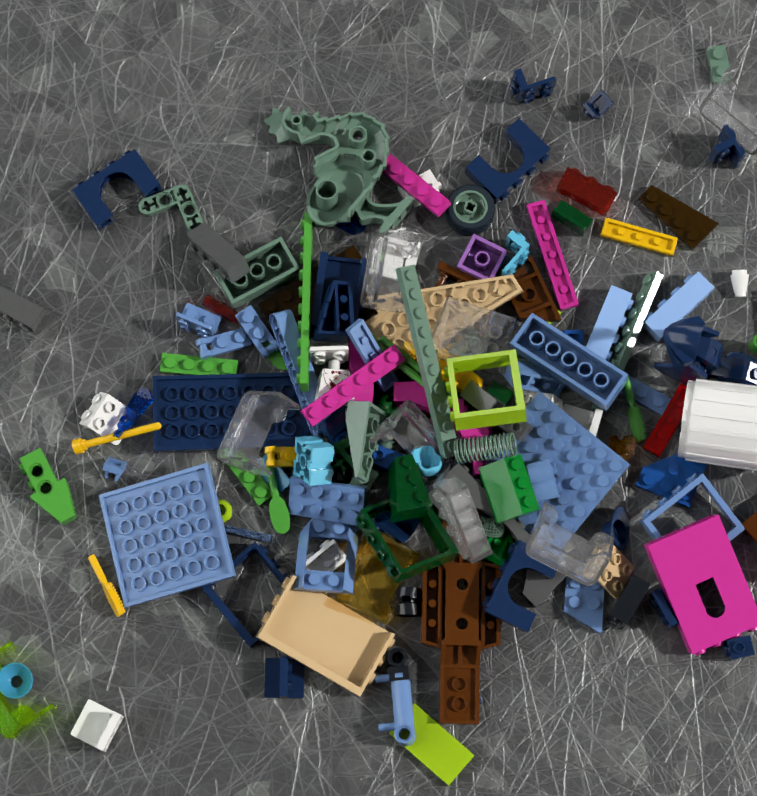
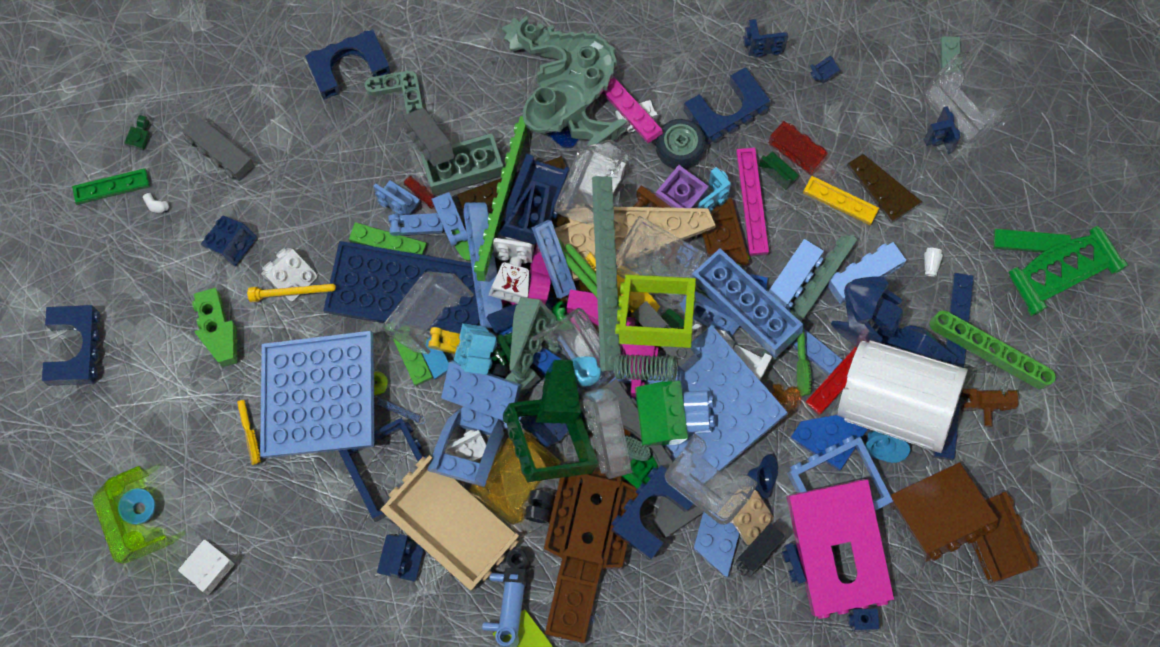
camera: 15 degrees right, 5 degrees down
(39, 395) = (229, 239): none -> dark blue bracket
(114, 466) = (284, 320): medium blue tile -> none
(137, 405) = (315, 268): clear blue piece -> none
(277, 507) = (432, 391): bright green piece -> none
(353, 385) = (528, 283): dark pink plate -> none
(729, 478) = (886, 447): none -> dark azure piece

